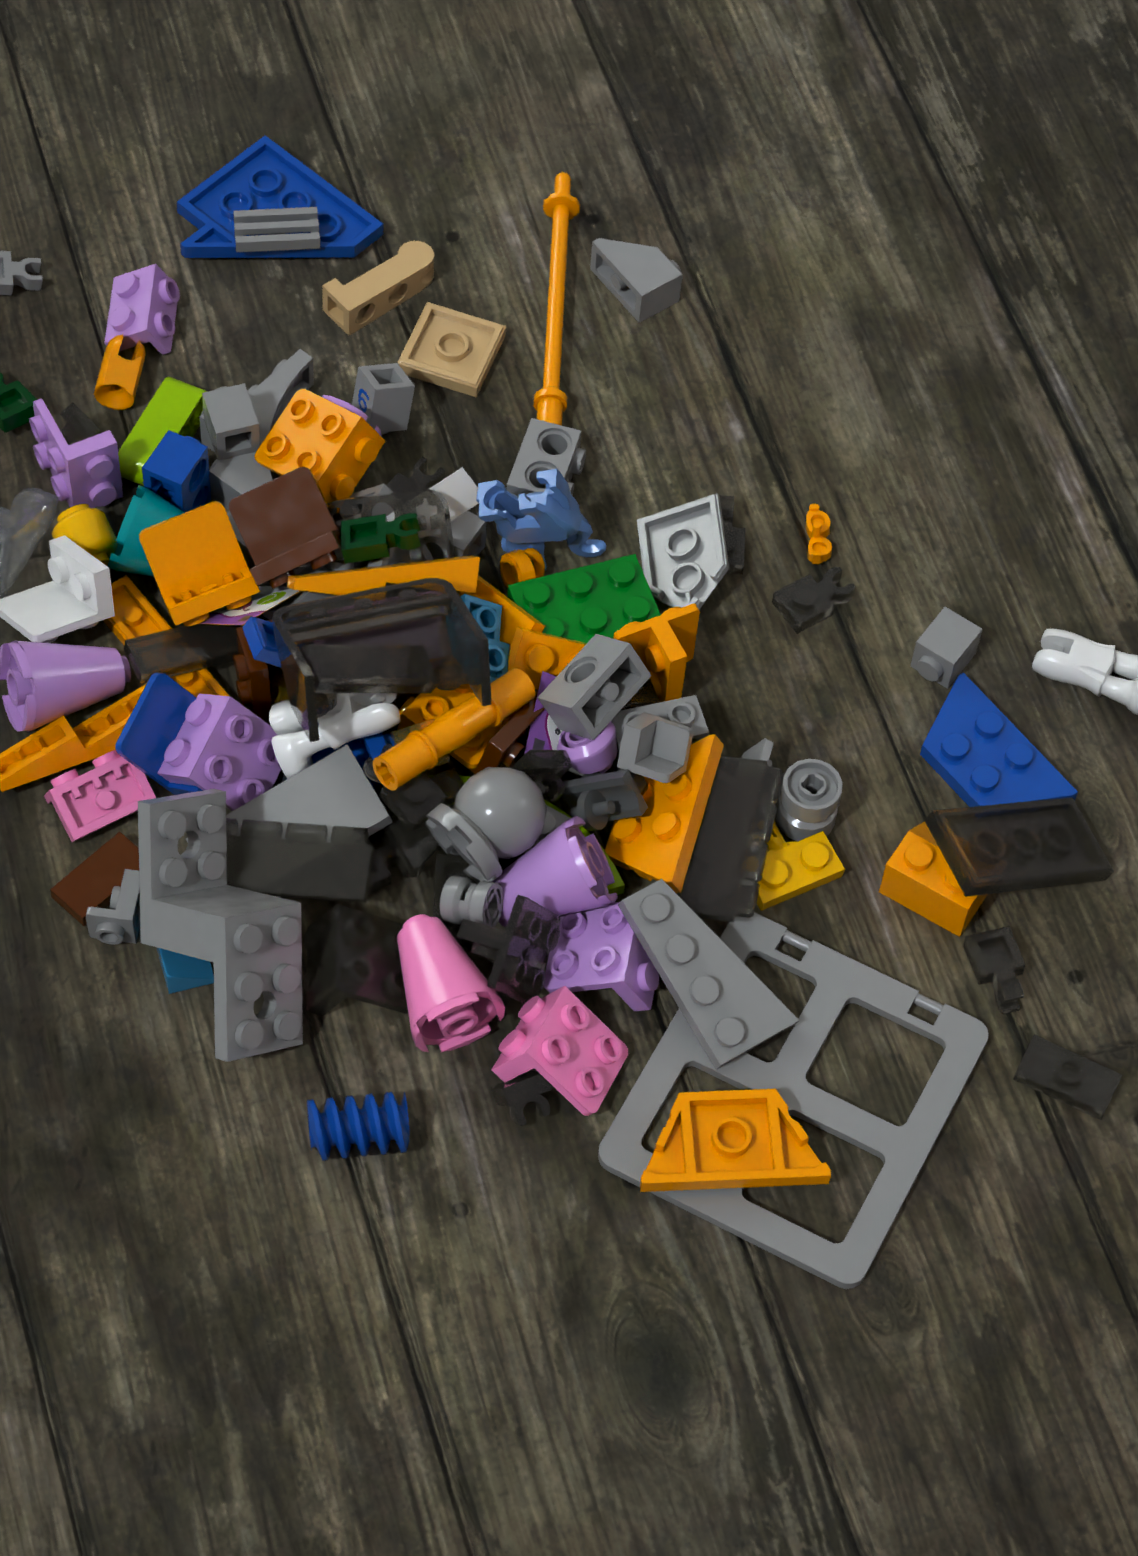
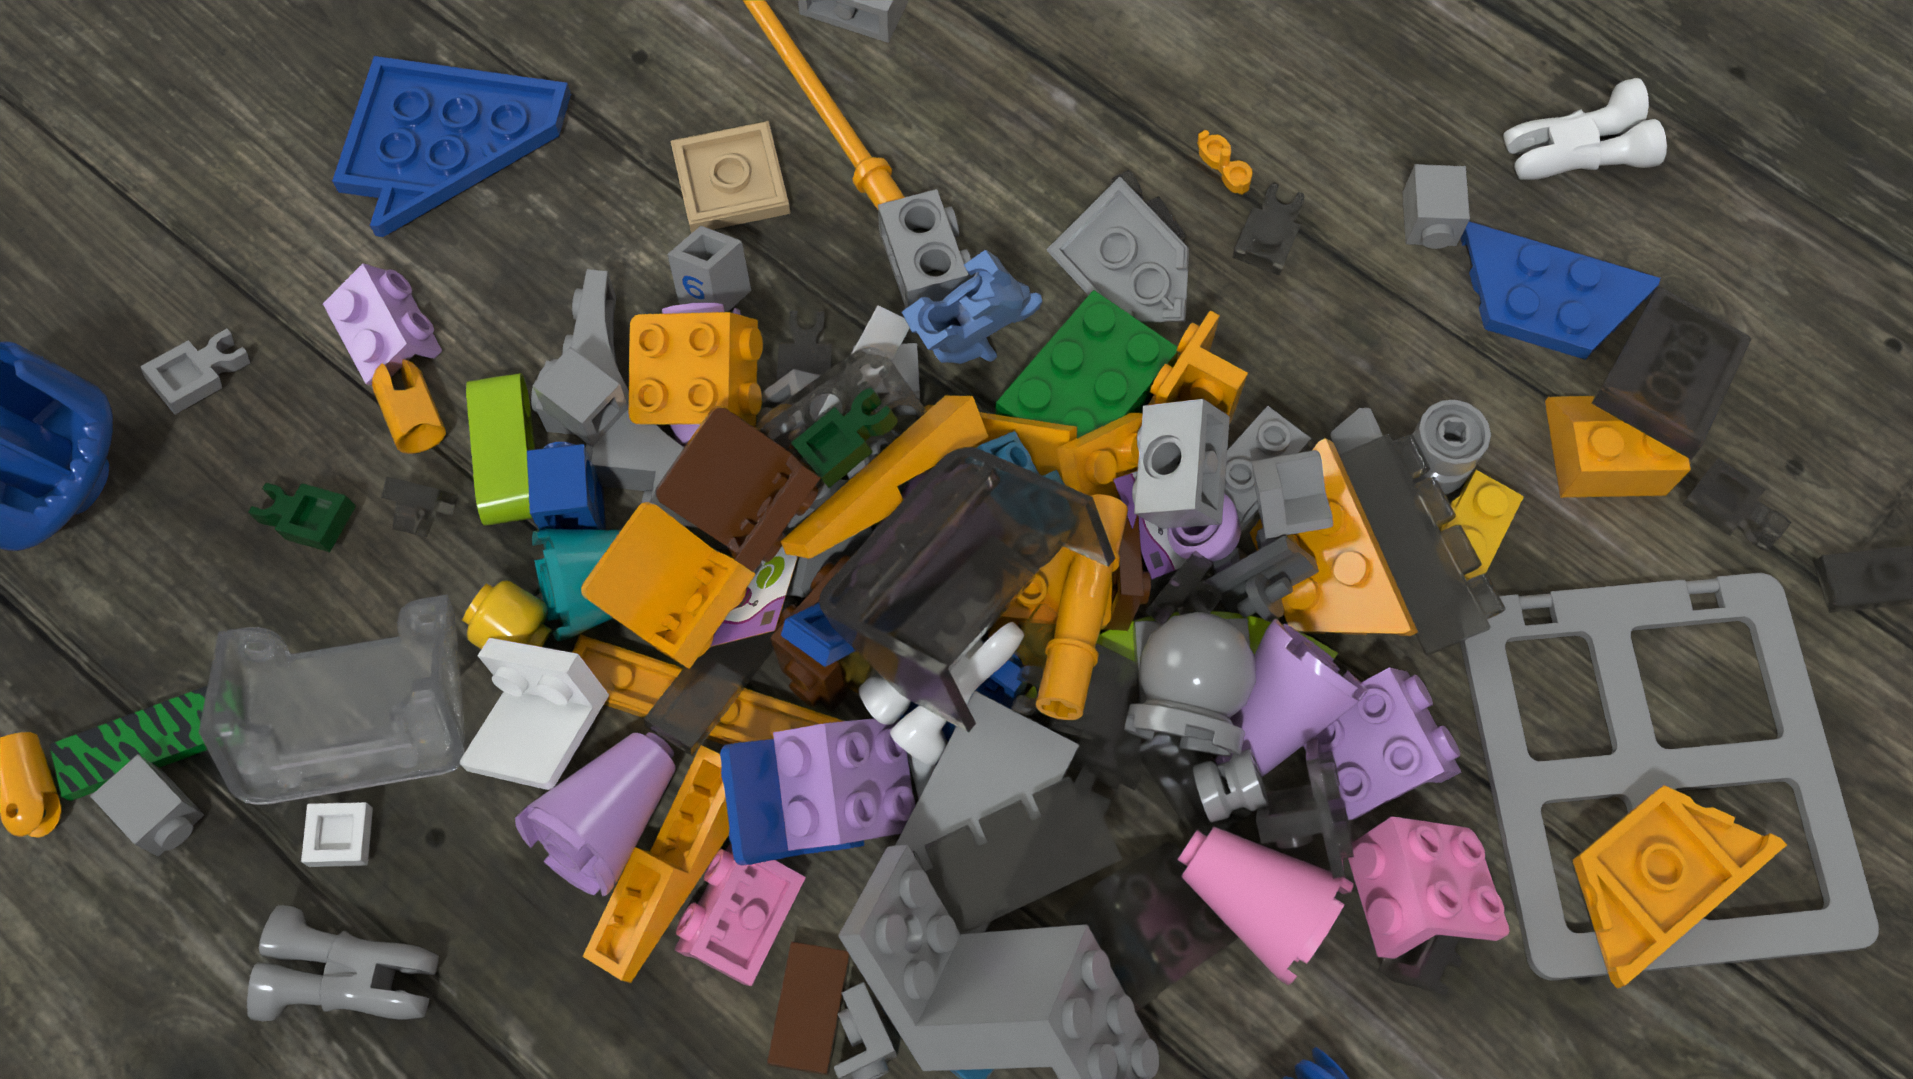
camera: 30 degrees left, 10 degrees up
(81, 471) = (454, 555): lavender bracket -> none
(276, 223) = (458, 146): light grey tile -> none
(380, 288) = (613, 155): tan leg -> none
(517, 566) = (981, 374): light orange tile -> none
(707, 980) = (1514, 711): light grey wing -> none

